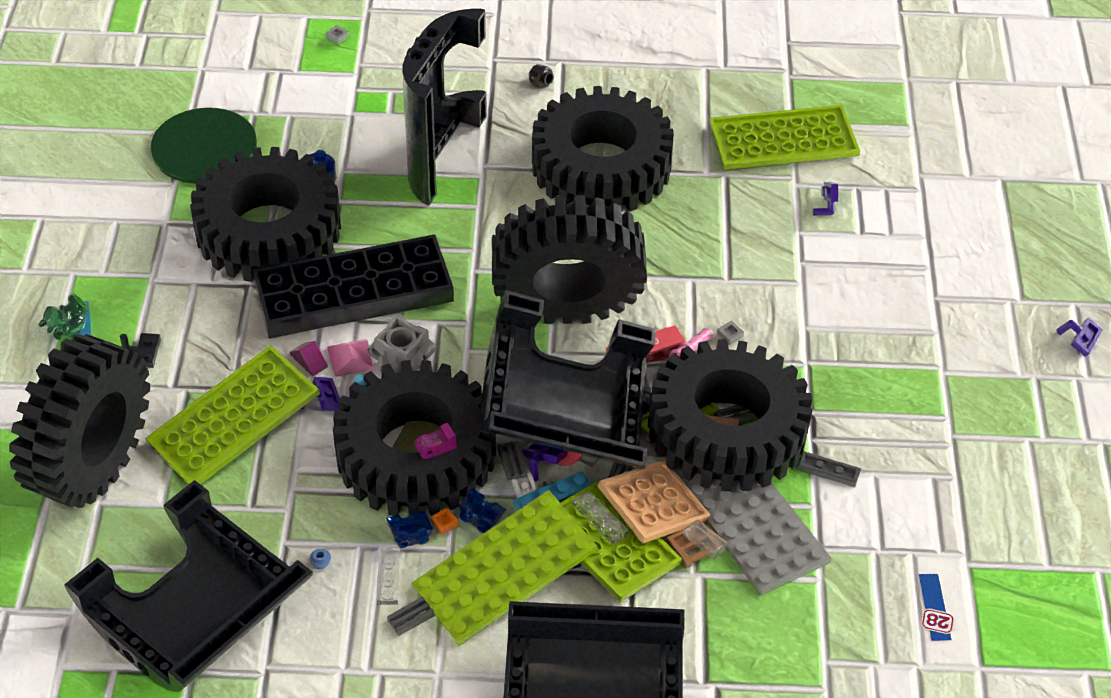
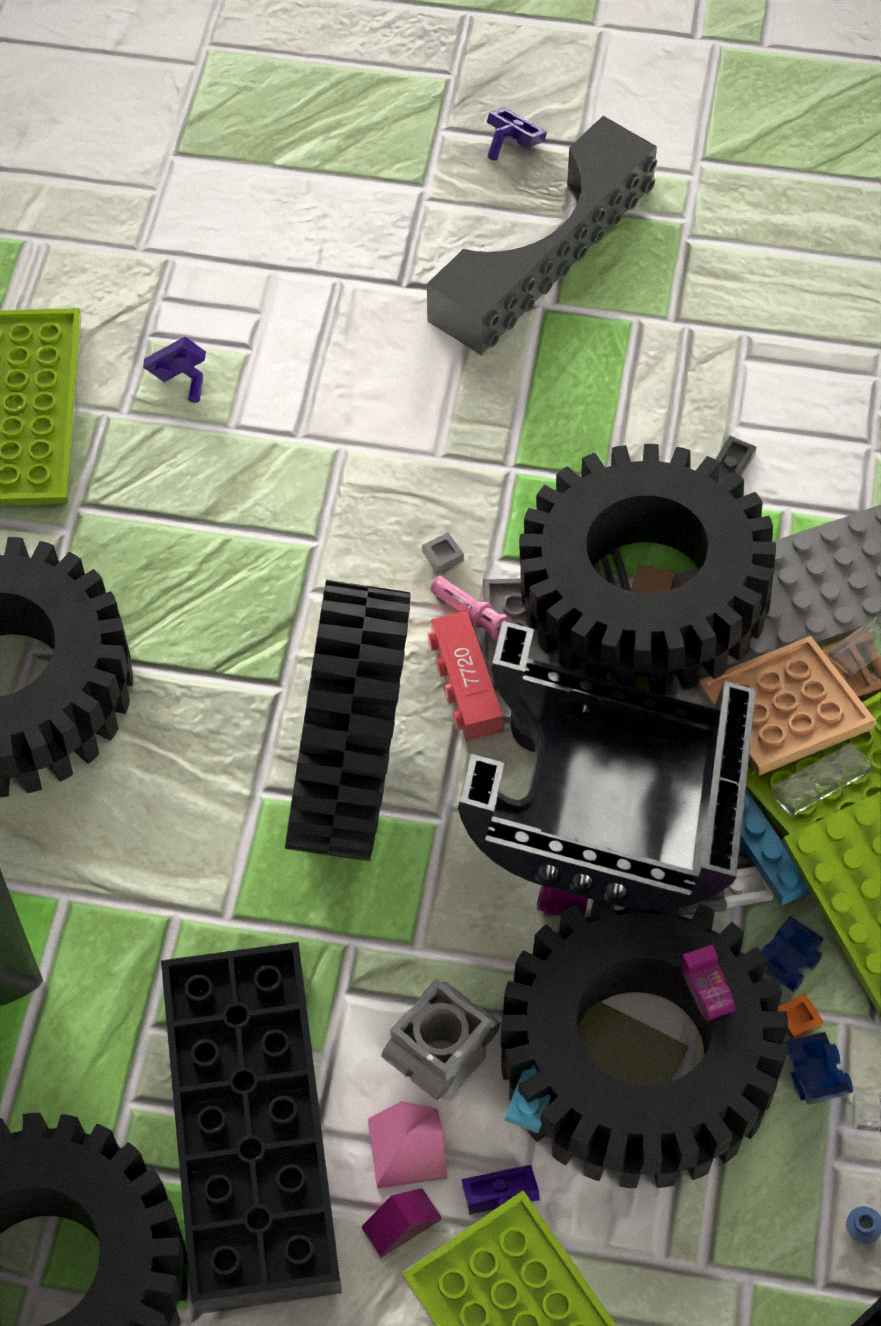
camera: 80 degrees left, 10 degrees up
(1048, 380) = (488, 291): none -> dark grey arch

